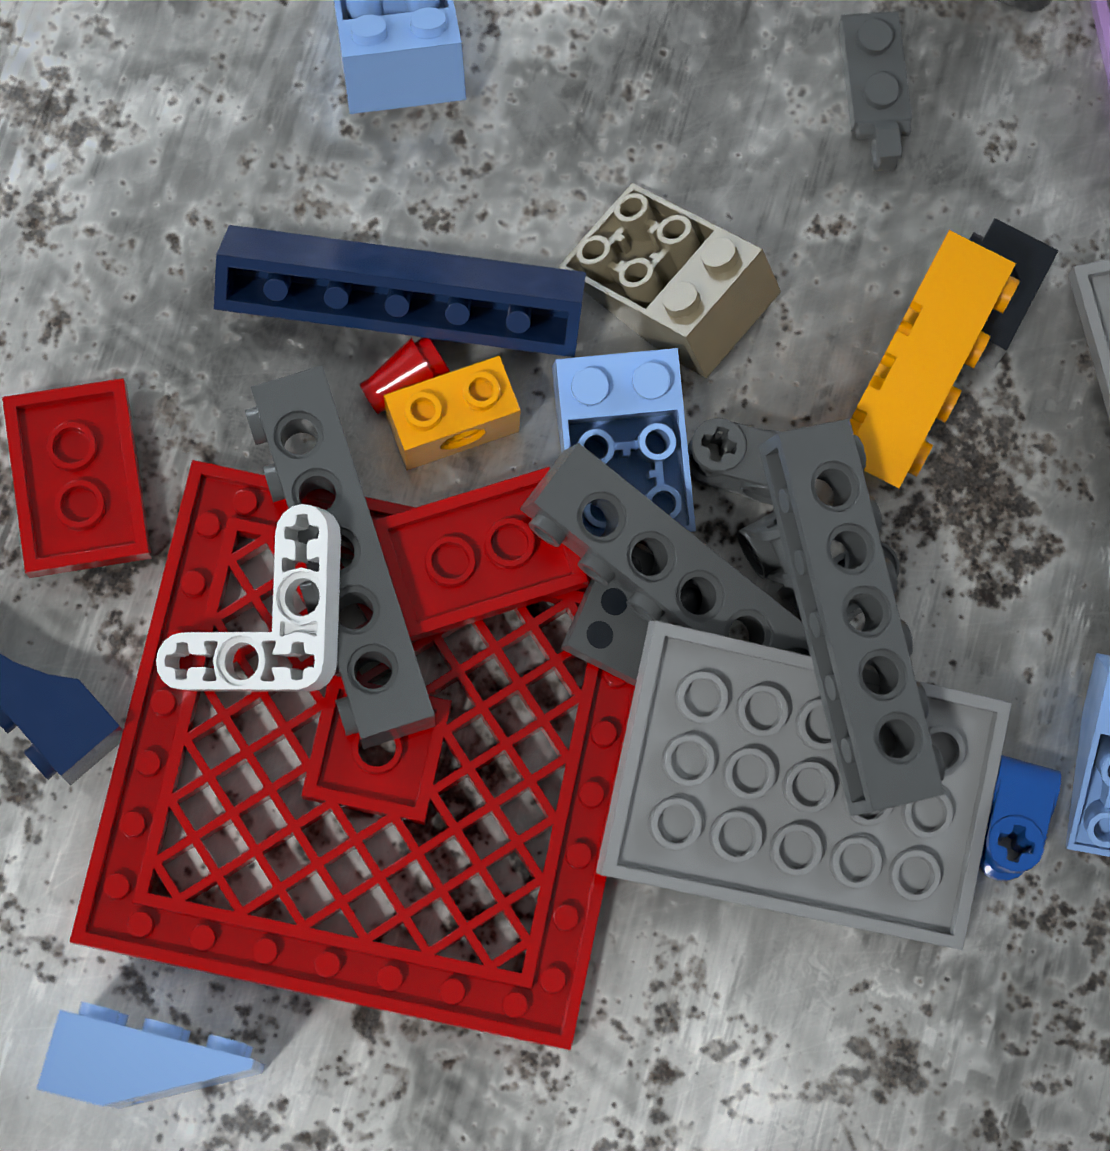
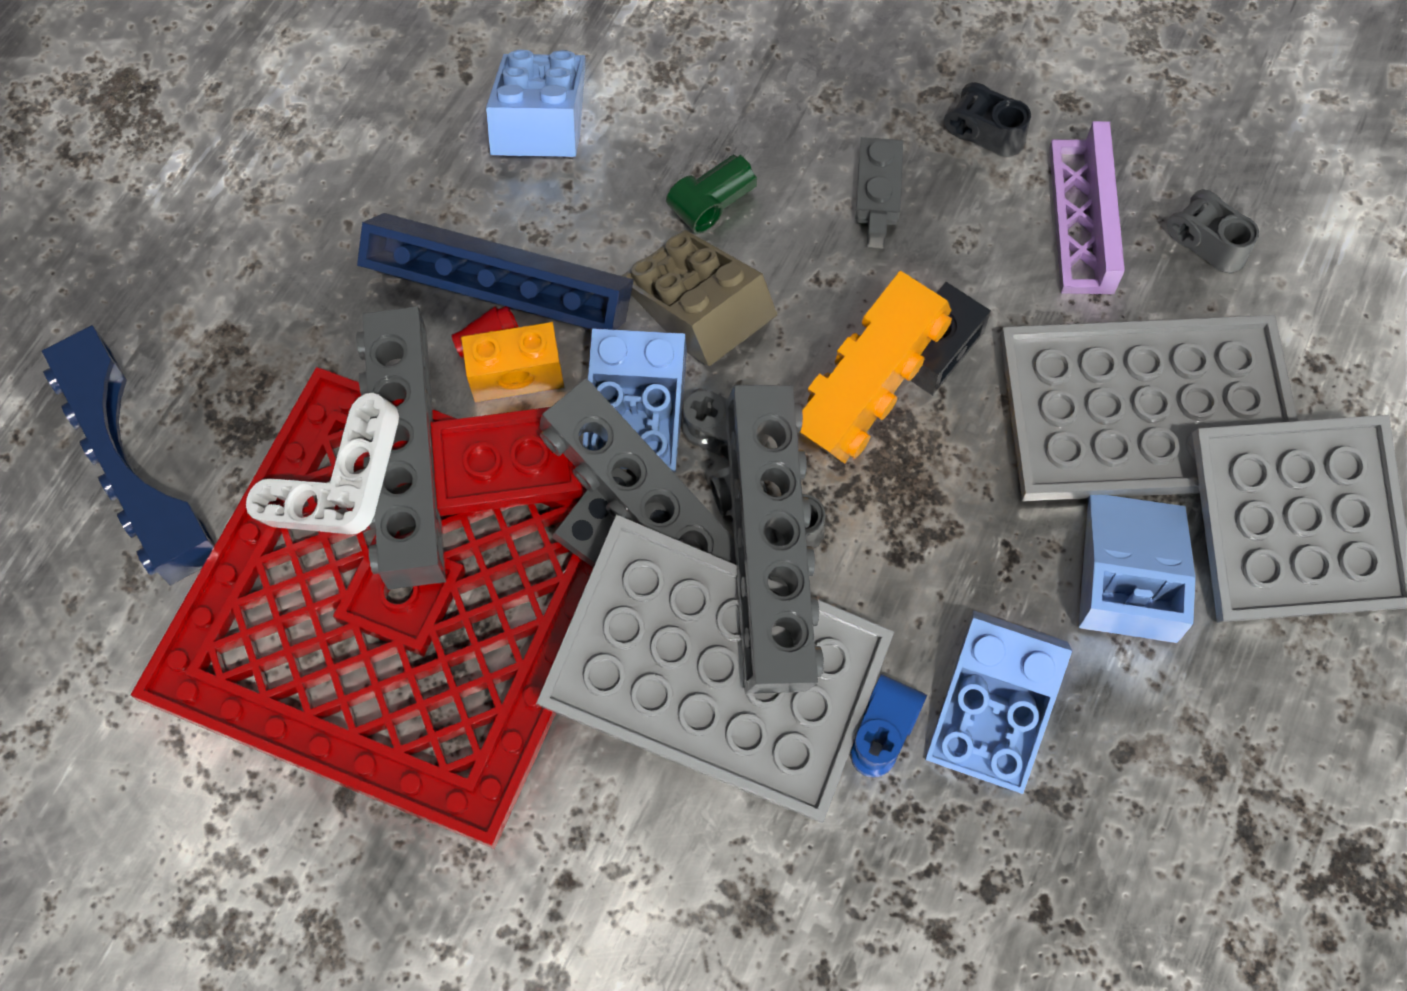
camera: 20 degrees right, 10 degrees down
(76, 478) = (231, 369): red plate -> none
(120, 1066) = (149, 790): light blue slope -> none
(650, 138) = (703, 199): none -> dark green piece

